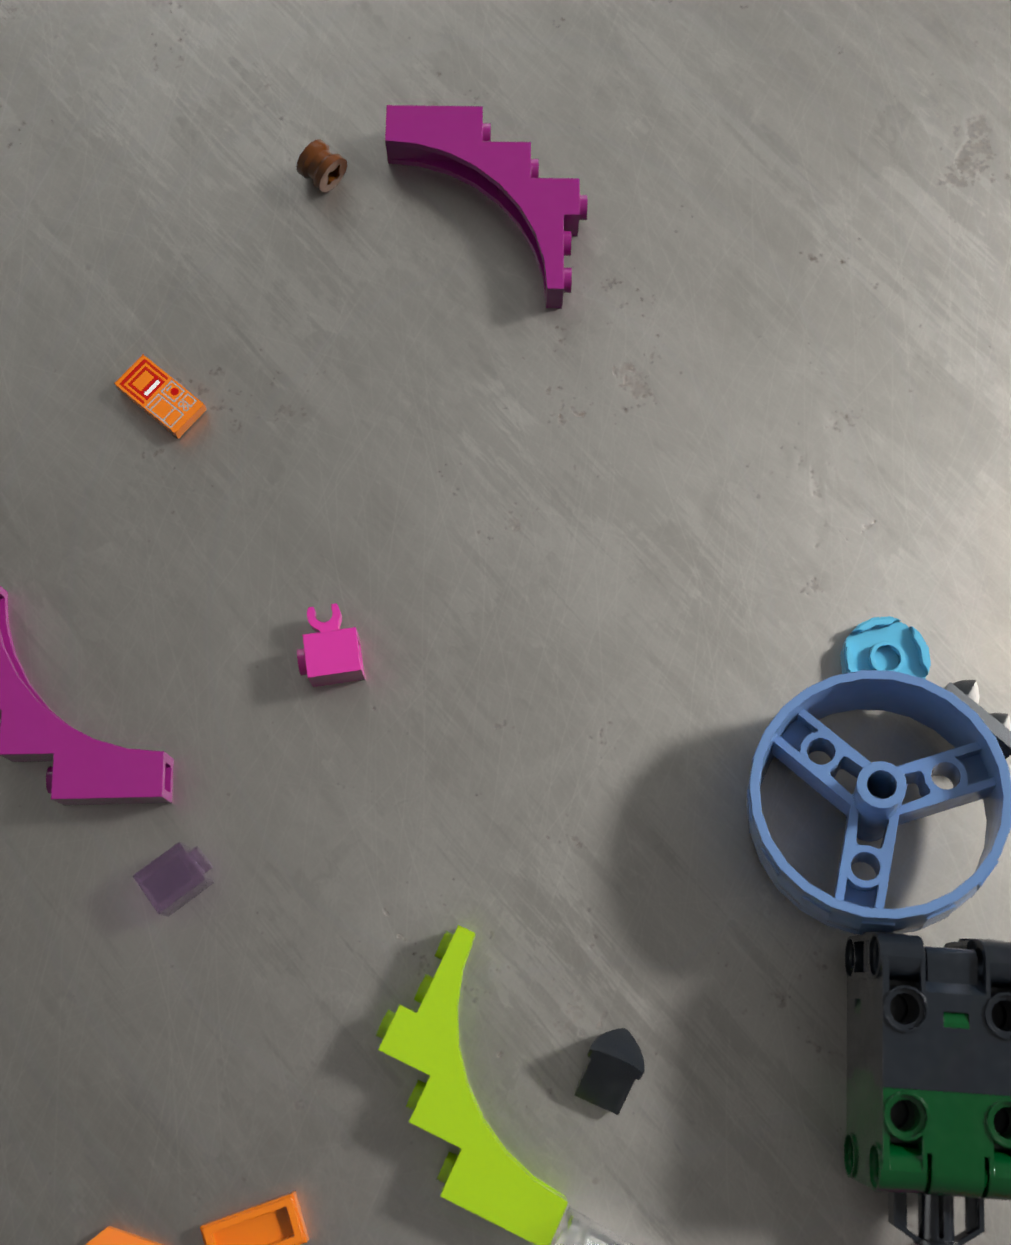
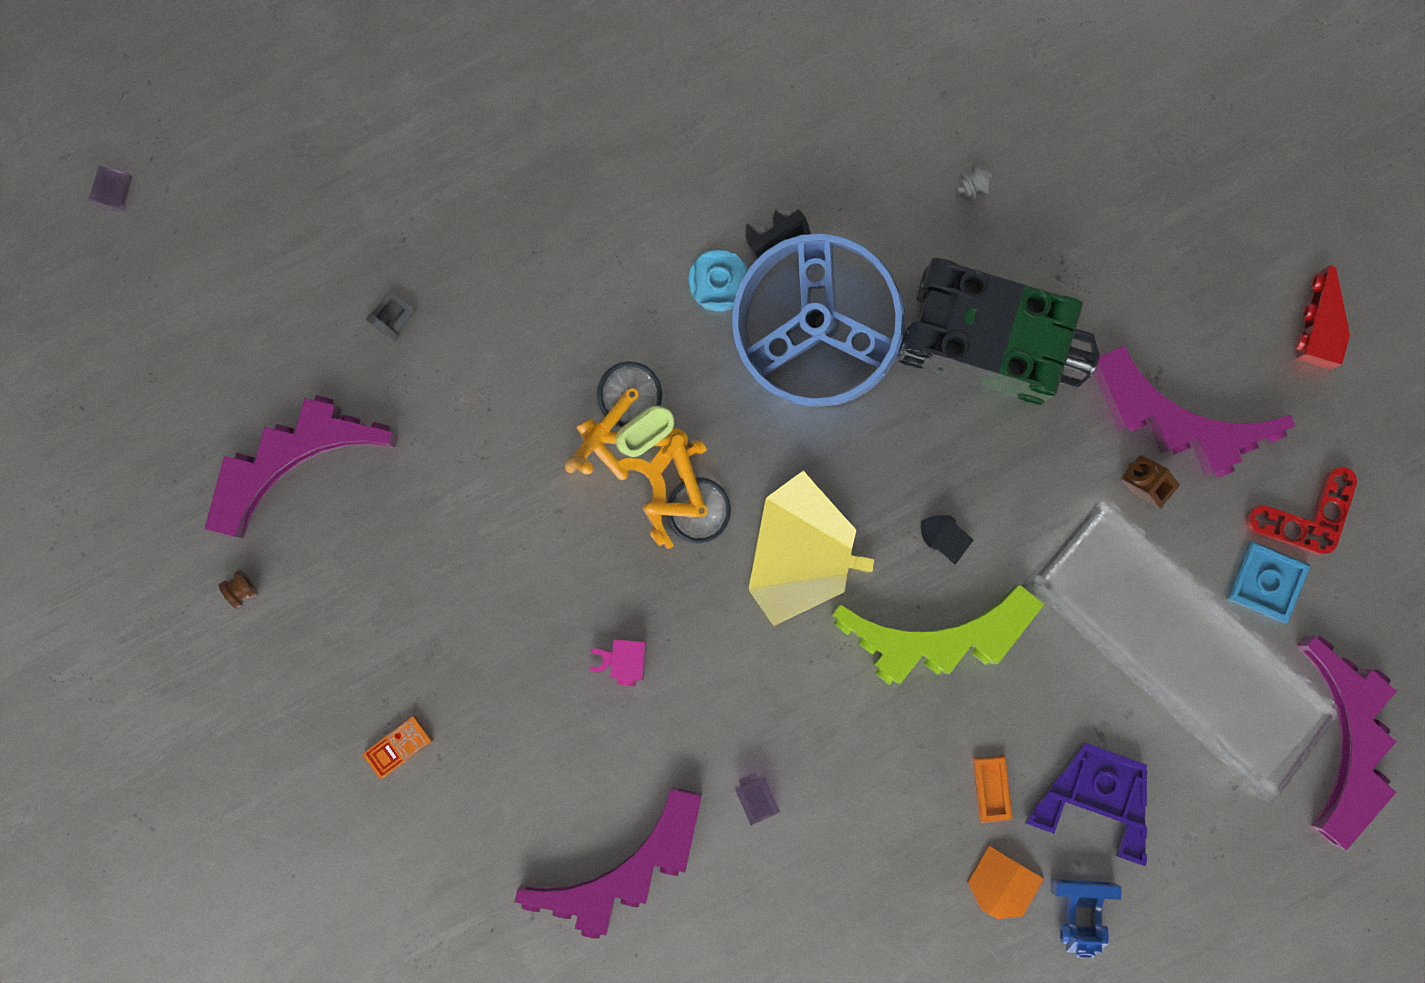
camera: 70 degrees left, 10 degrees up
(538, 861) = (801, 551): none -> light yellow panel
(651, 597) = (645, 431): none -> yellowish green tile
(690, 569) = (697, 506): none -> piece
(712, 262) = (390, 315): none -> dark grey tile

